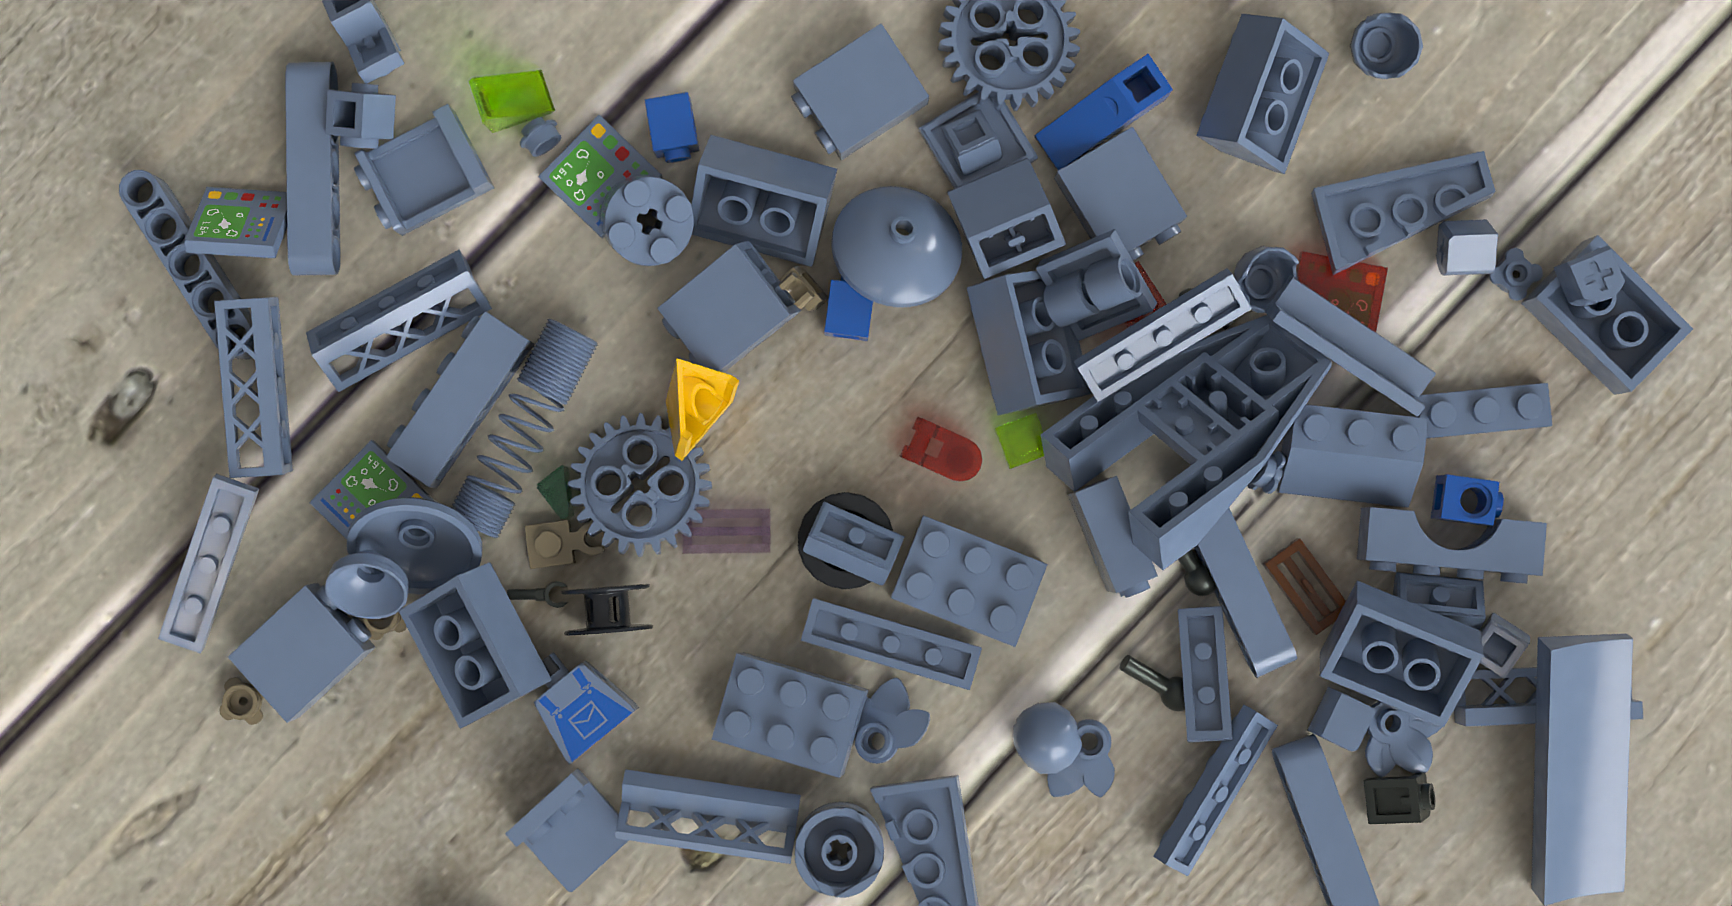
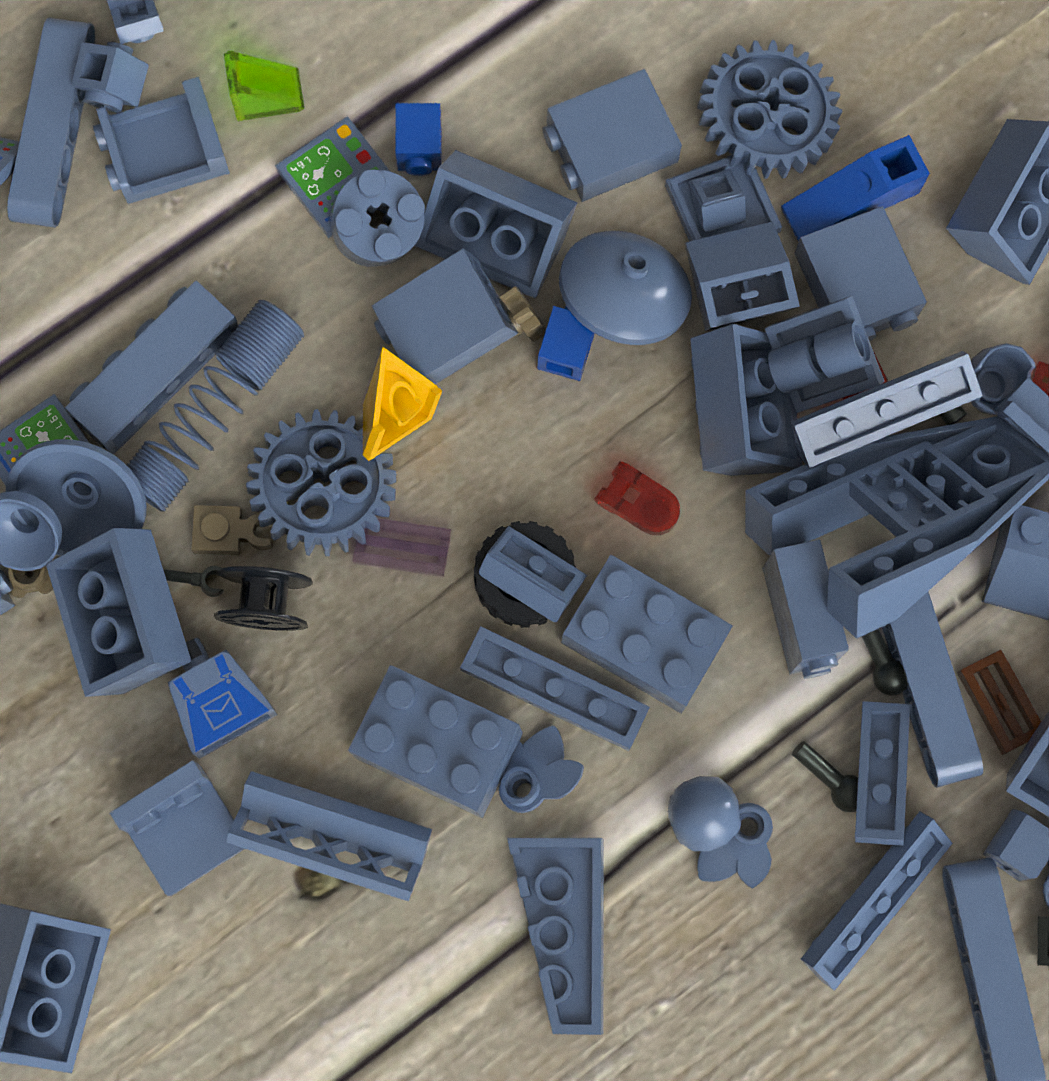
camera: 10 degrees right, 10 degrees down
(387, 311) = (101, 267): sand blue fence -> none
(540, 136) = (284, 128): sand blue plate -> none
(557, 492) = (235, 474): clear green slope -> none
(831, 873) = (477, 869): sand blue brick -> none
(1021, 440) = (722, 504): clear neon green tile -> none
(1269, 474) = (973, 573): sand blue plate -> none

